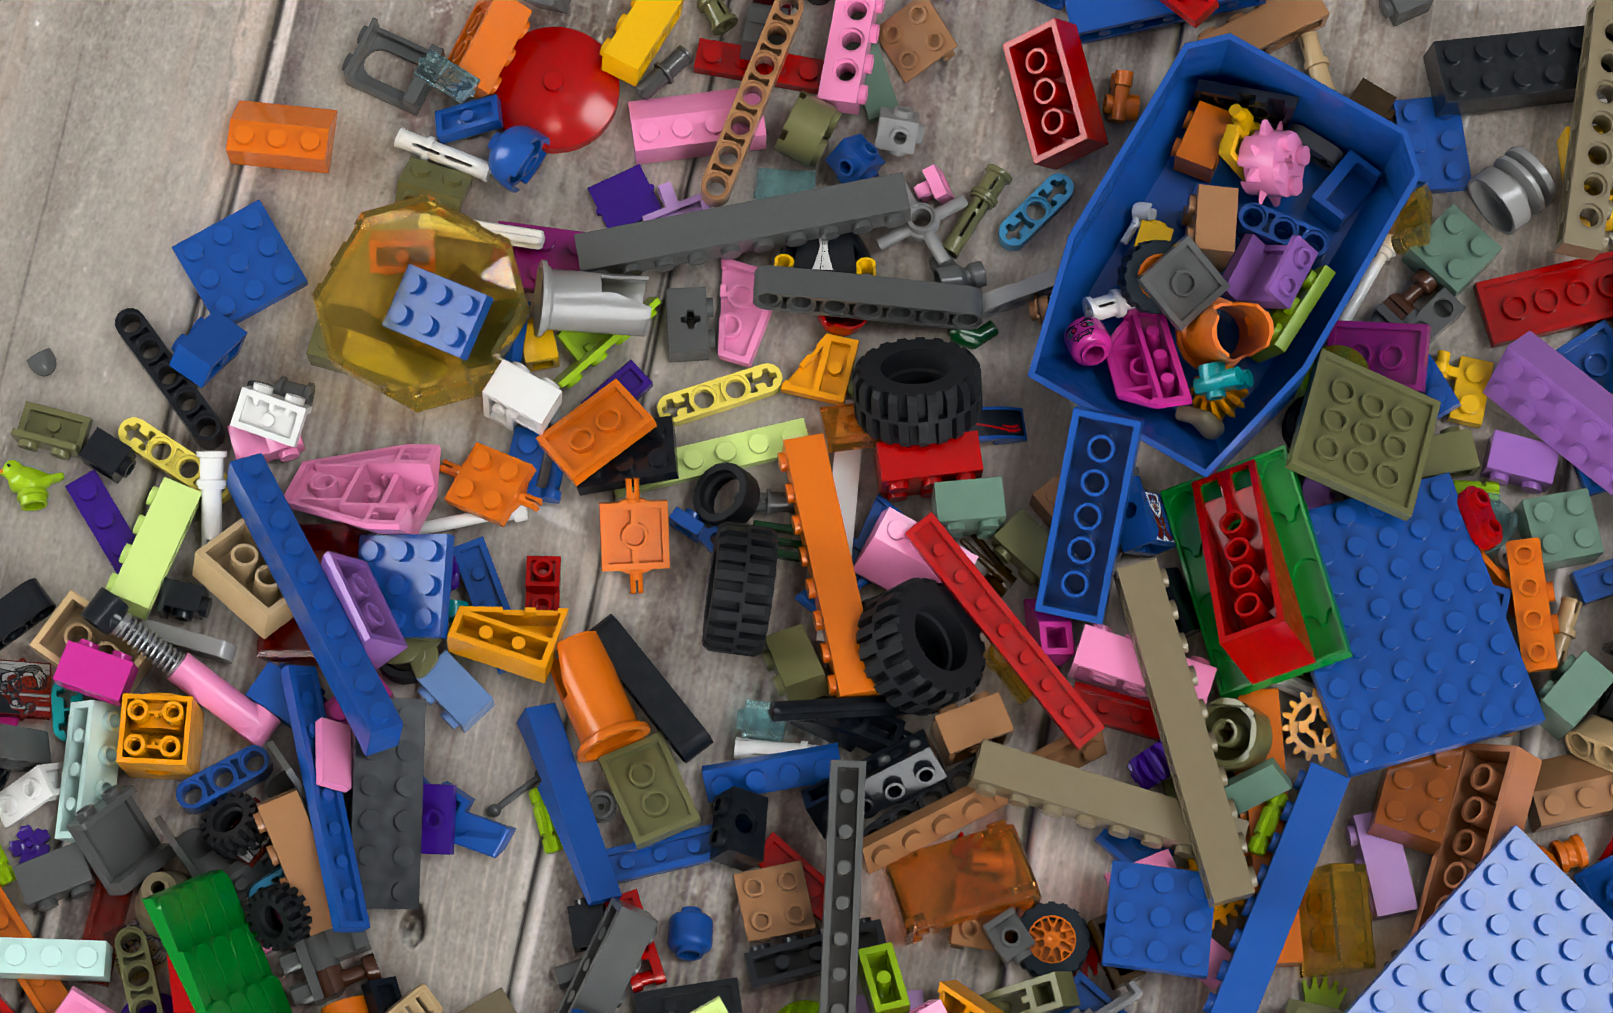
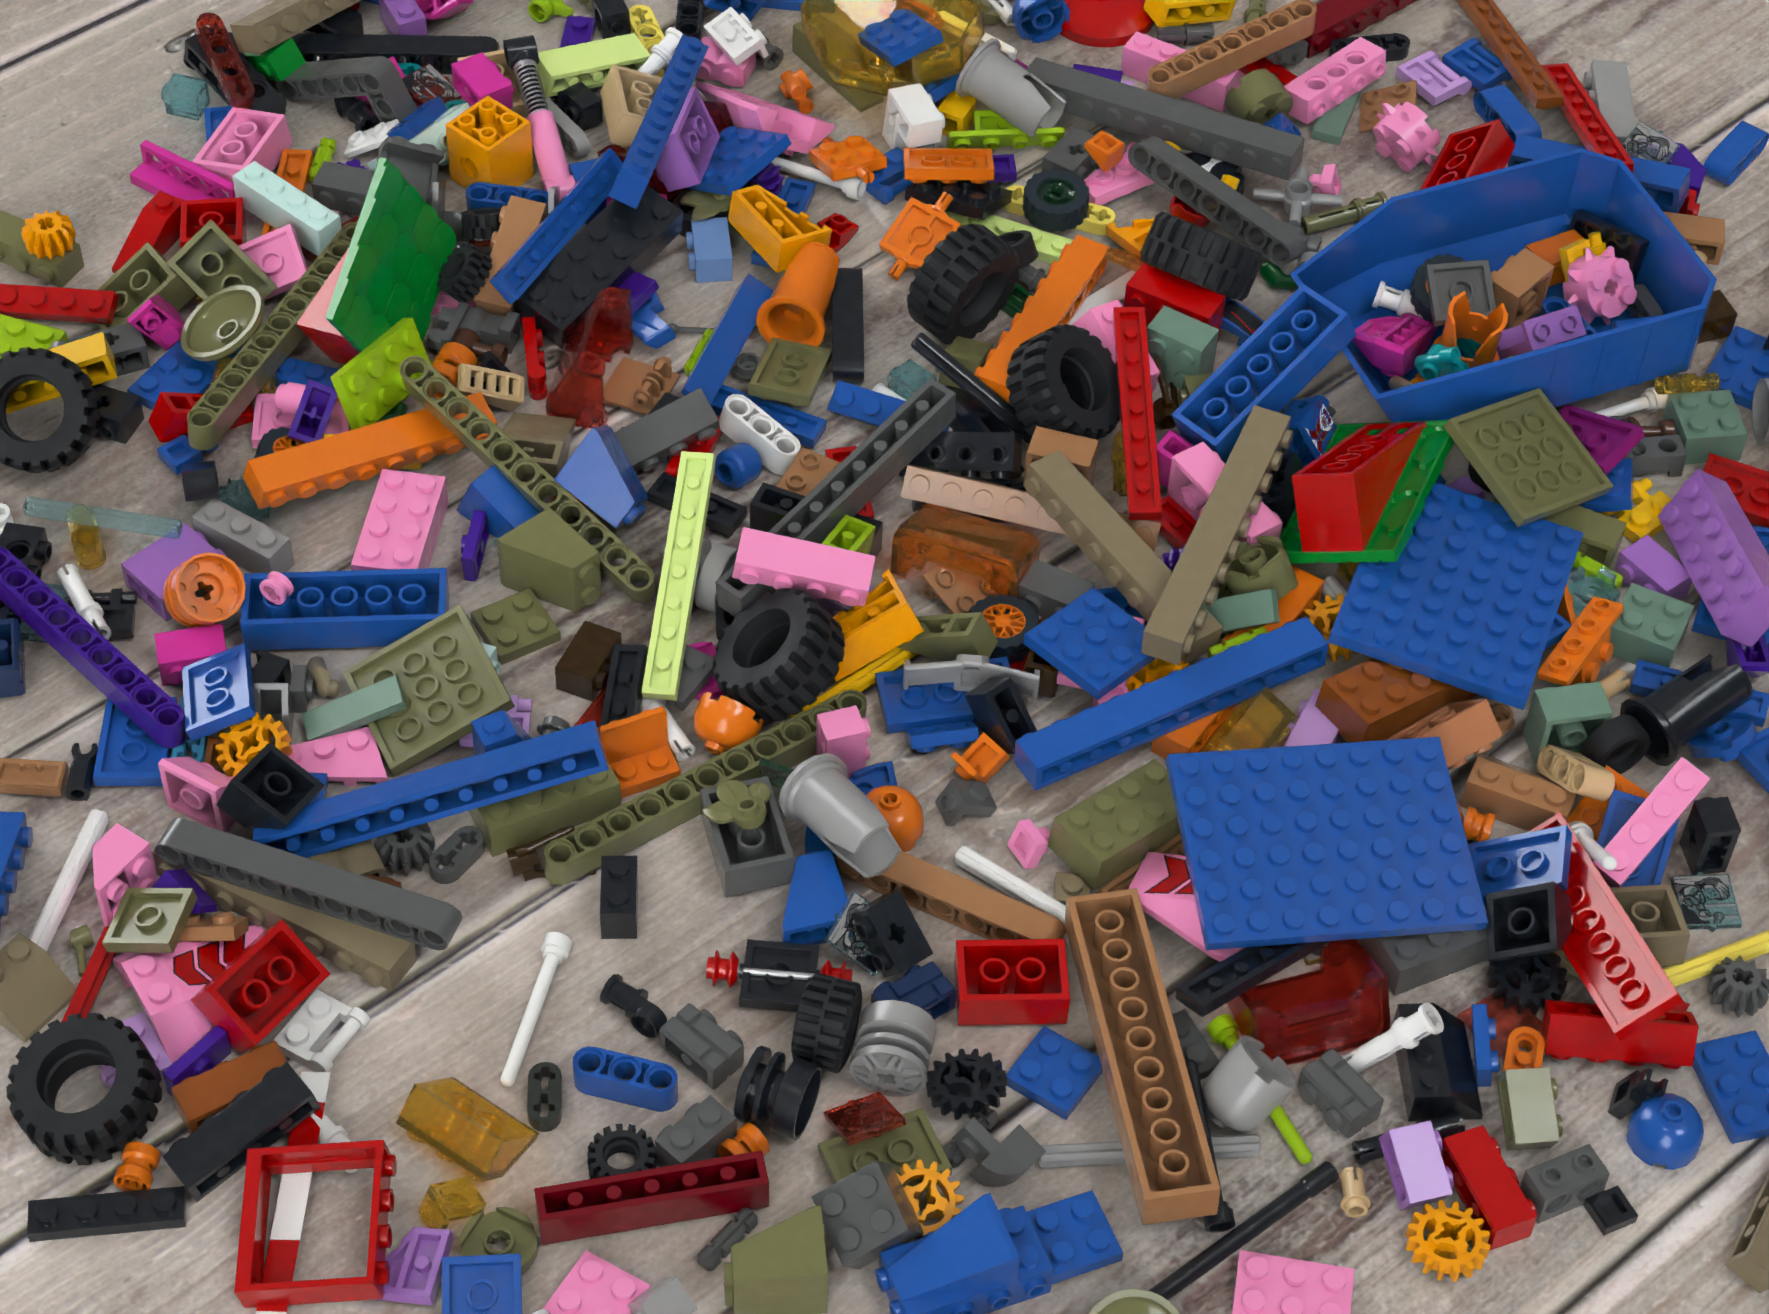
camera: 40 degrees right, 25 degrees down
(61, 775) = (419, 119): none -> blue beam
(333, 755) = (587, 206): bright pink tile -> none
(360, 422) = (795, 86): none -> orange plate
(408, 949) = (534, 359): none -> red plate
(474, 965) = (578, 382): none -> clear red windscreen
(523, 903) = (640, 385): none -> medium nougat hinge
(669, 895) = (751, 425): none -> white beam
(716, 300) = (1105, 150): none -> orange slope
(720, 398) = (1055, 200): none -> black wheel
(738, 828) = (831, 422): black brick -> none
(898, 130) = (1327, 140): light grey brick -> none
(968, 78) = (1405, 136): none -> bright pink brick
(1008, 952) = (969, 588): dark grey brick -> none
(1068, 869) = (1051, 588): none -> dark grey brick
(1087, 341) = (1349, 300): dark pink head -> none
(1479, 517) = (1584, 570): red plate -> none

